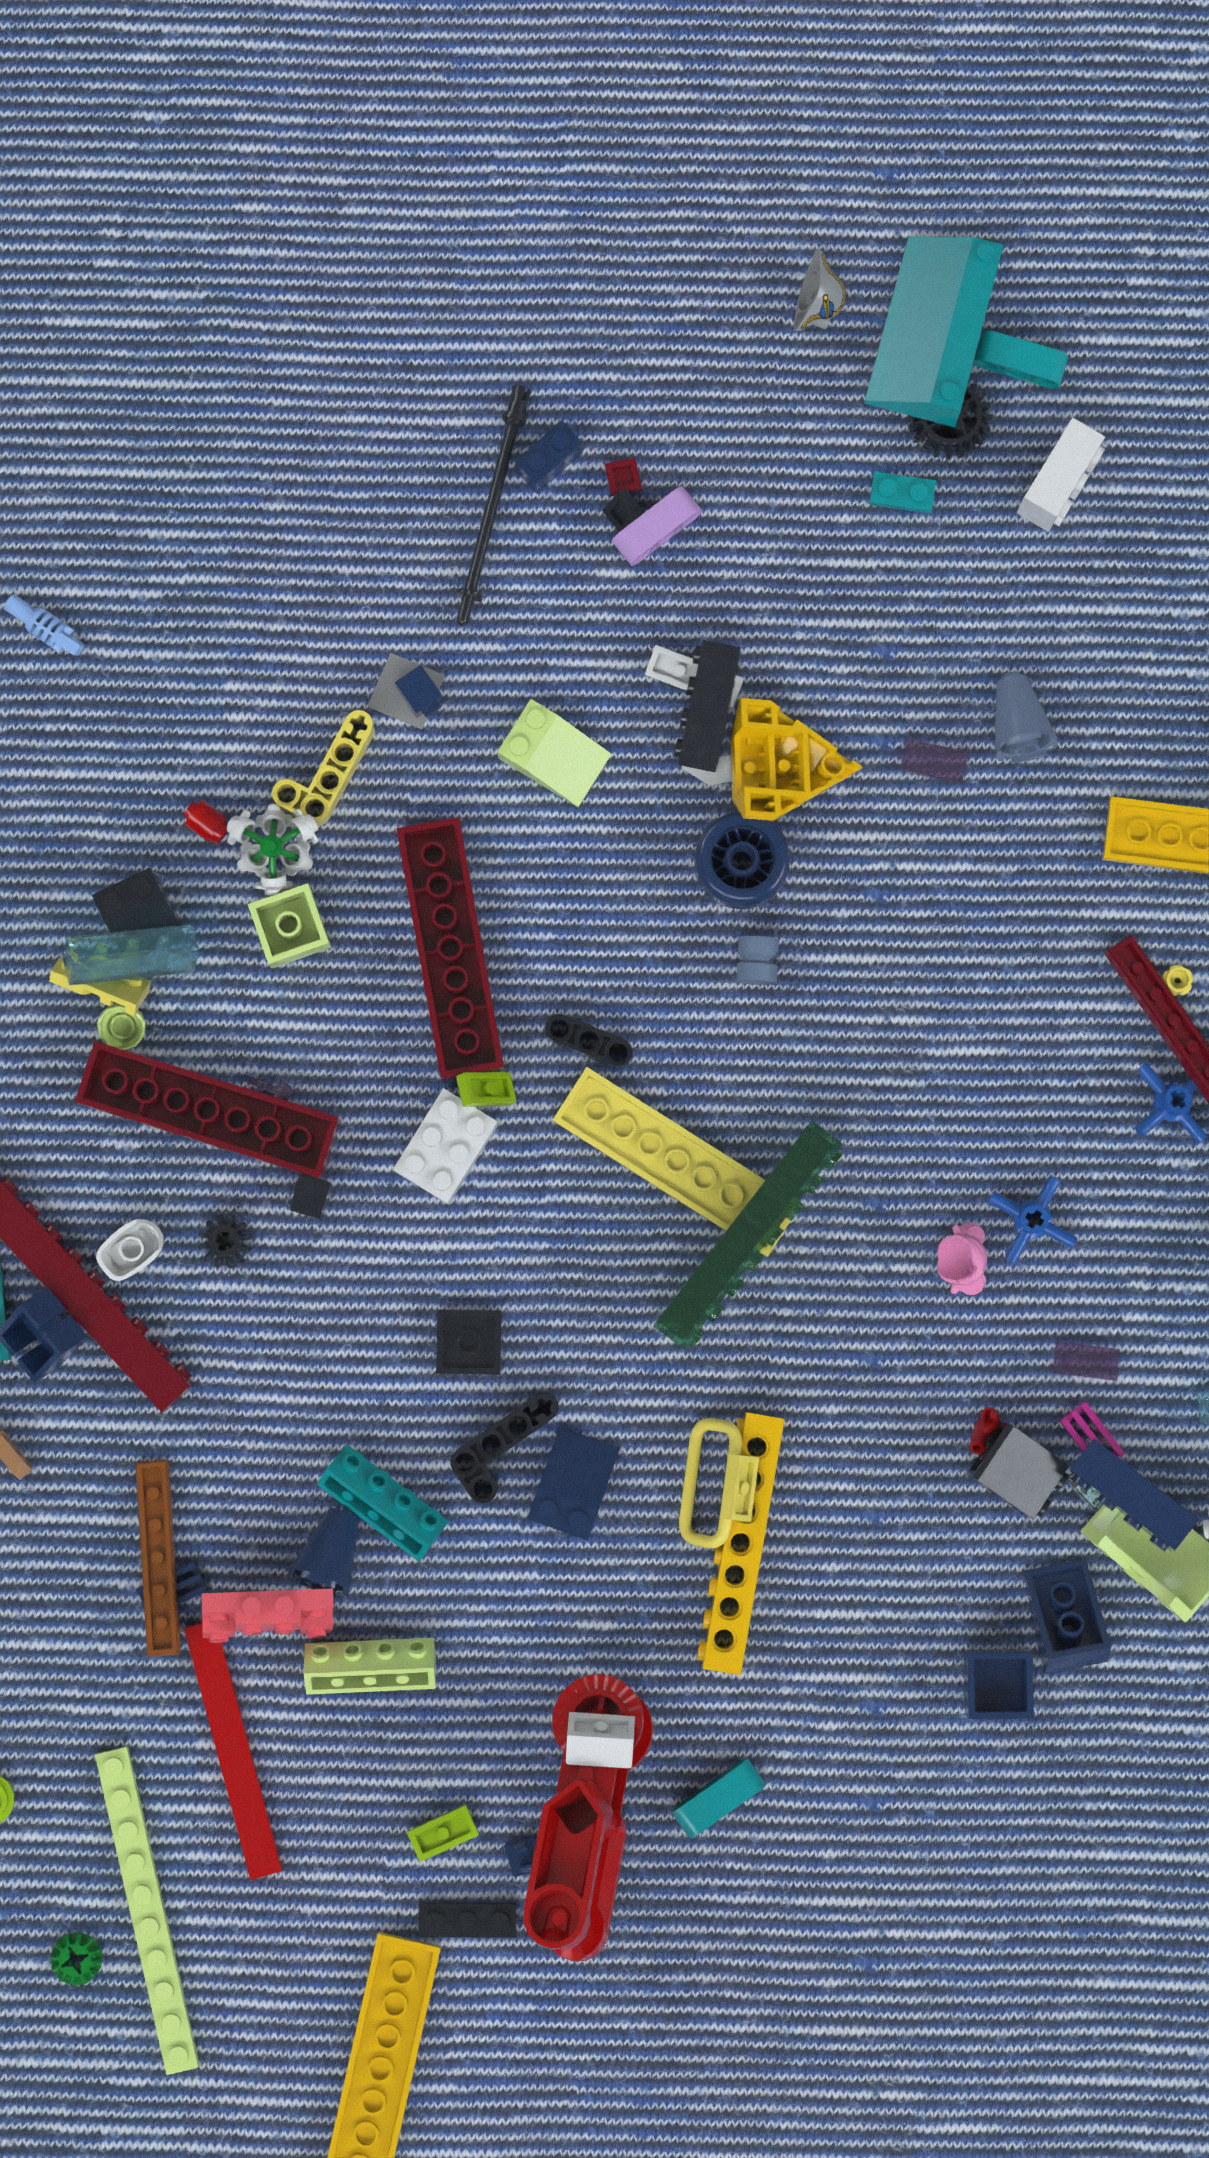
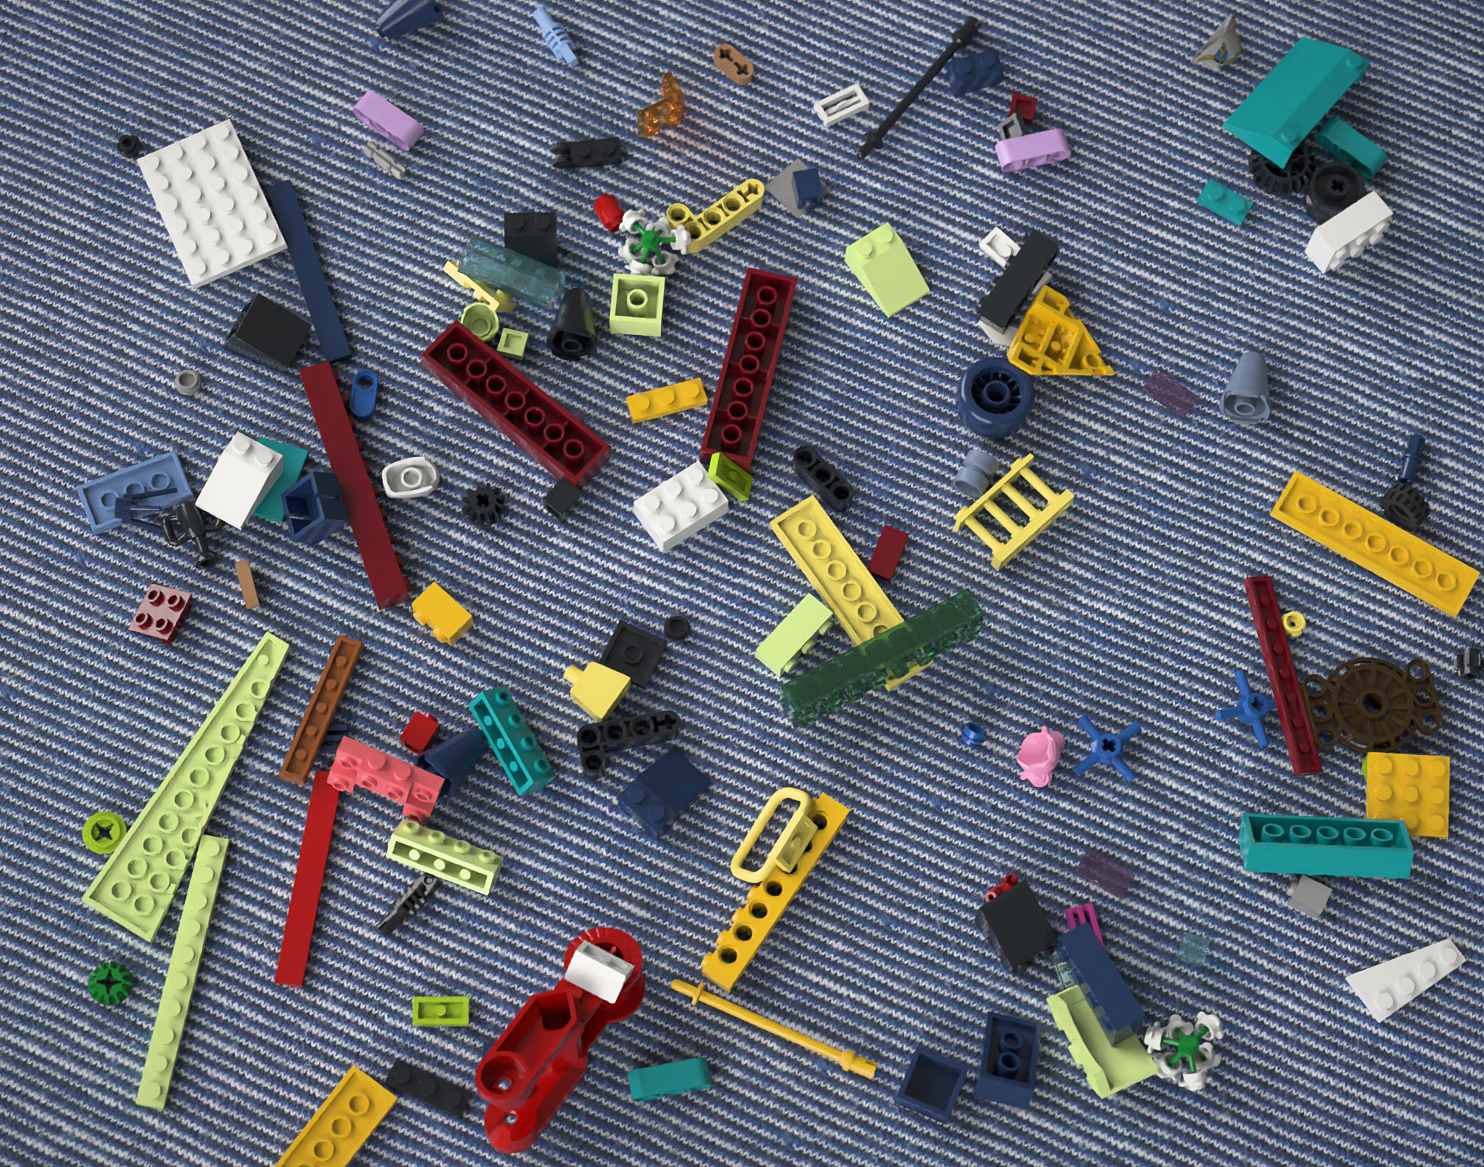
camera: 20 degrees right, 15 degrees down
(31, 1175) = (364, 400): none -> blue piece
(55, 1796) = (157, 849): none -> yellowish green wing
(147, 756) = (587, 153): none -> black hinge
(169, 1032) = (513, 343): none -> yellowish green plate
(220, 668) = (666, 112): none -> clear orange bracket
(228, 982) = (573, 327): none -> black cone
(238, 1390) = (442, 614): none -> yellow brick
(268, 561) = (736, 62): none -> medium nougat beam
(278, 1536) = (420, 733): none -> red brick
(354, 1731) = (409, 902): none -> black hinge
(372, 1022) = (666, 400): none -> yellow plate
(396, 585) = (824, 115): none -> white tile
(447, 1401) = (597, 689): none -> light yellow torso
(503, 1289) = (677, 628): none -> black plate
(638, 1241) = (795, 635): none -> yellowish green brick
(697, 1095) = (887, 553): none -> dark red tile
(847, 981) = (1021, 535): none -> light yellow fence
(879, 1267) = (972, 734): none -> blue plate
(896, 1691) = (847, 1059): none -> yellow bar
(1027, 412) = (1332, 190): none -> black wheel

